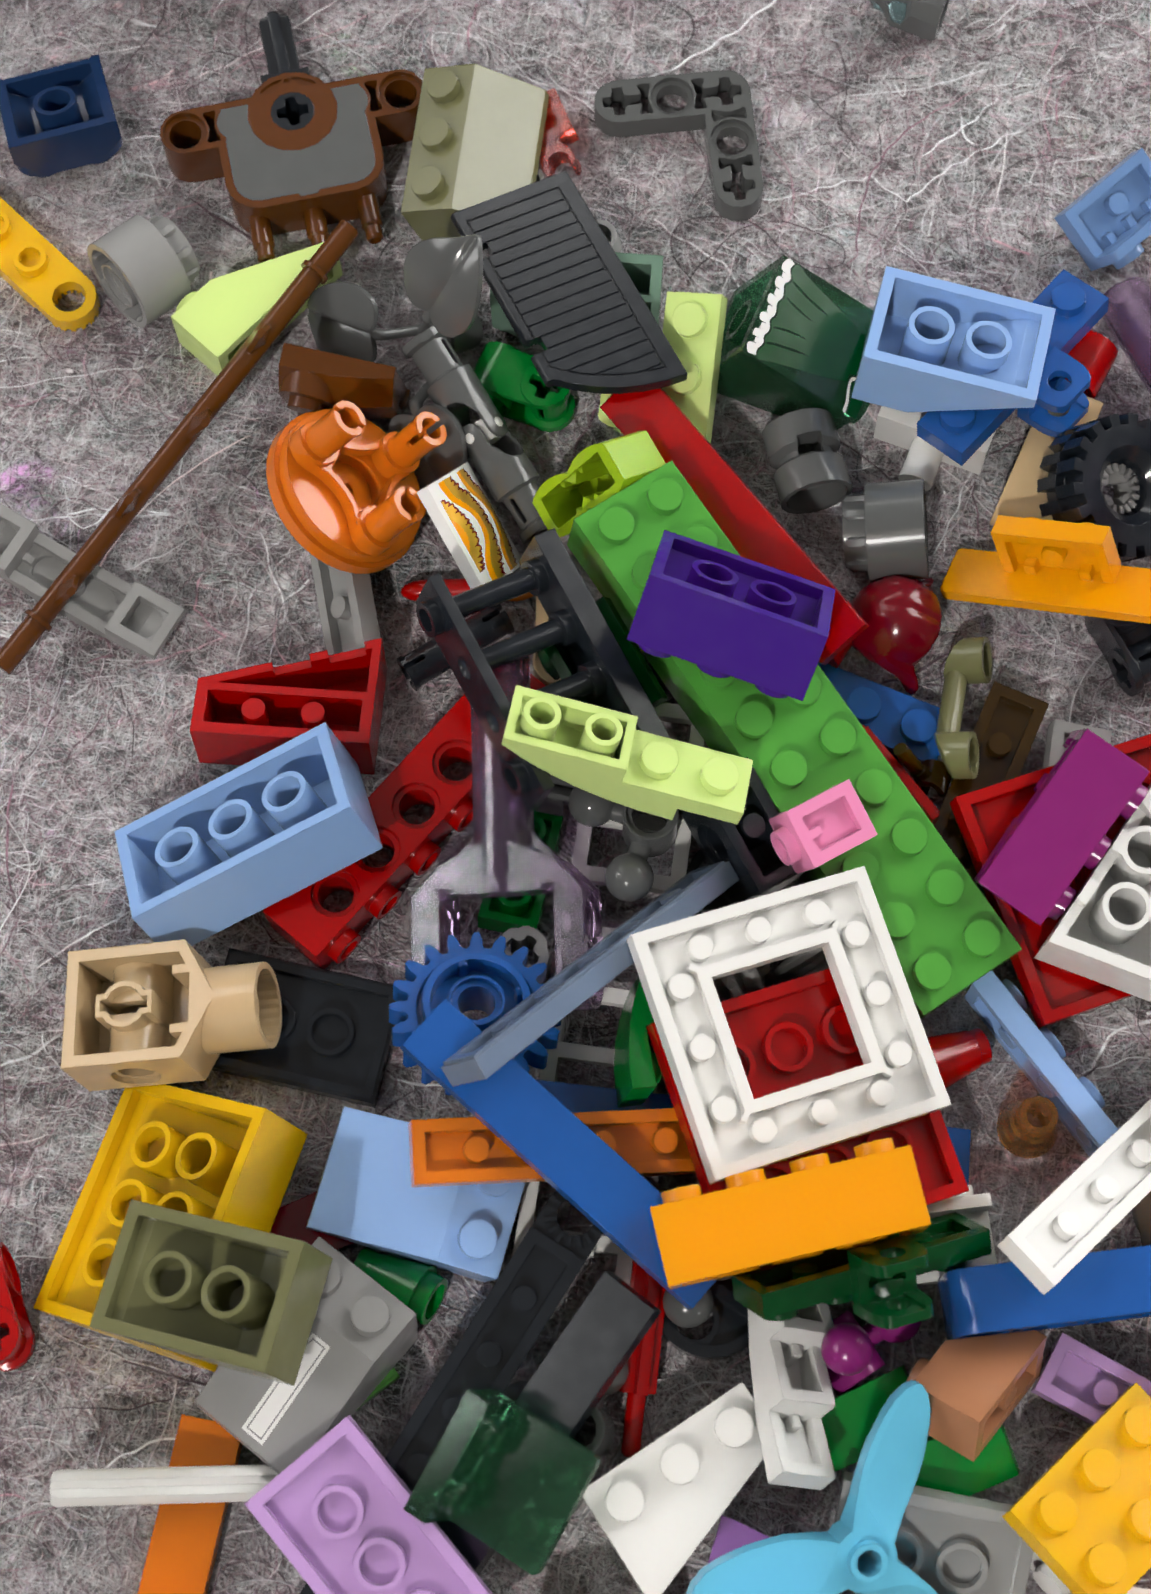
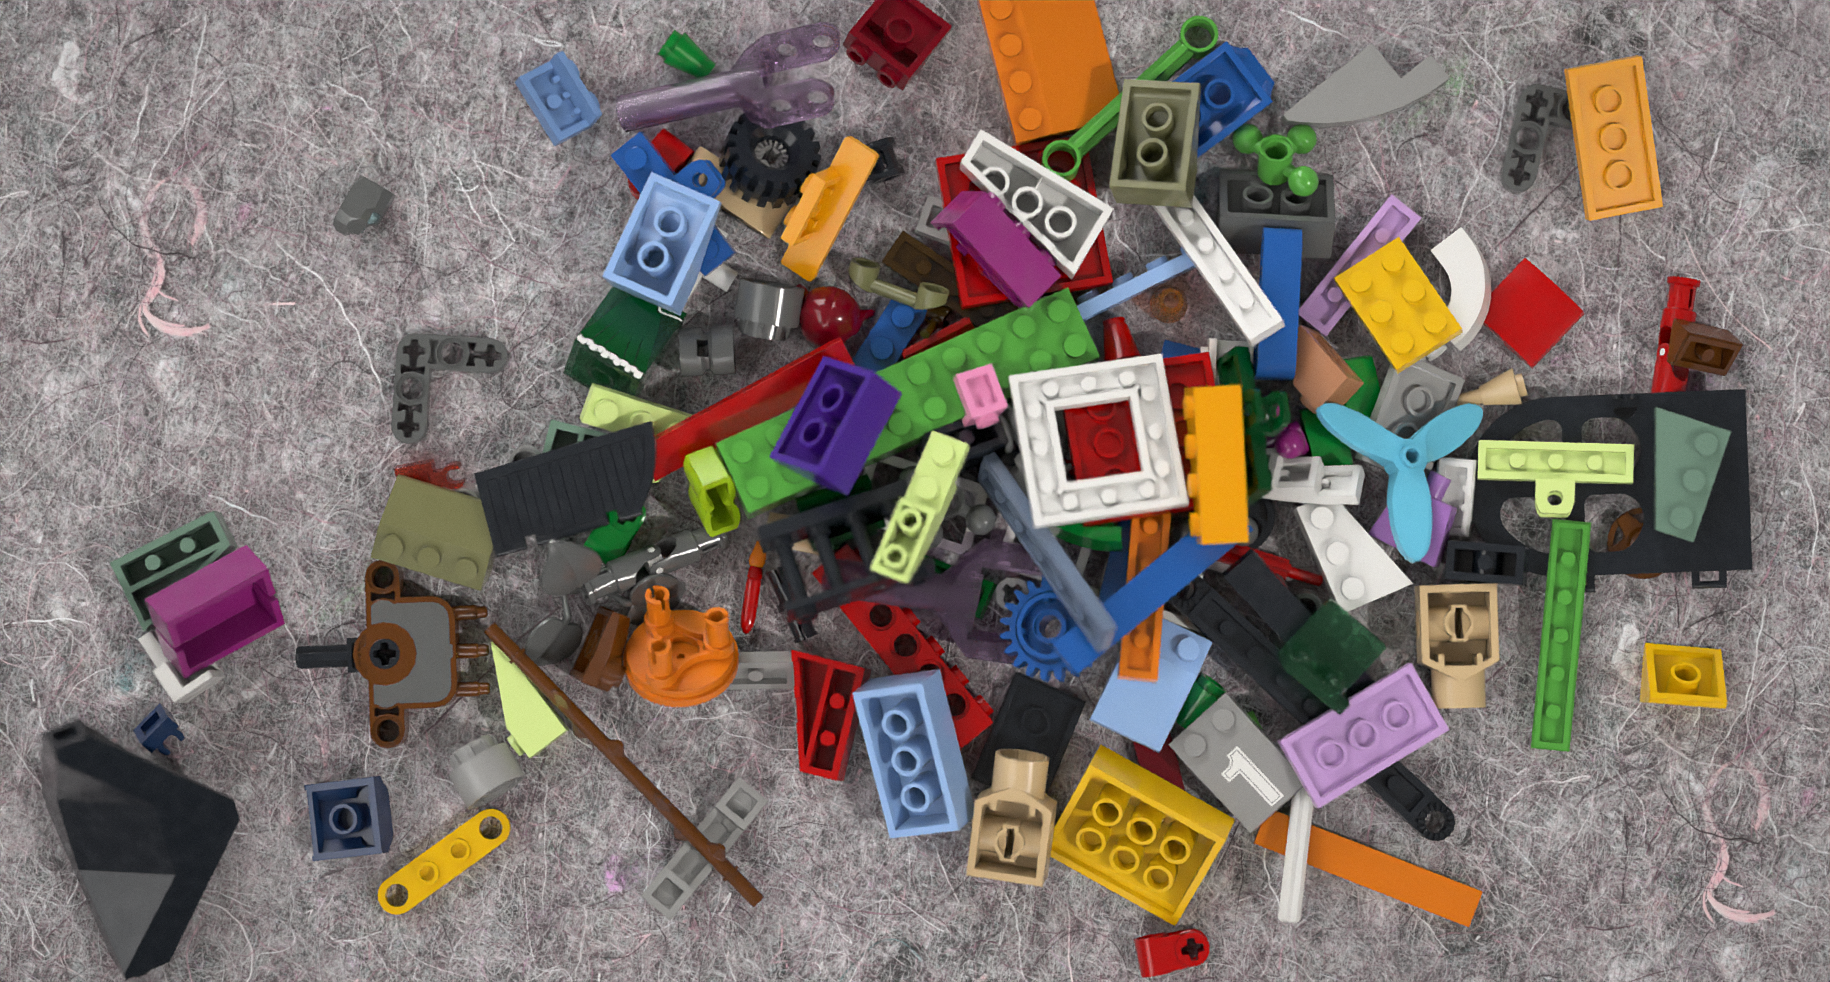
camera: 80 degrees left, 15 degrees up
(212, 1291) = (1198, 809): olive slope -> none
(470, 526) = (725, 580): slope -> none

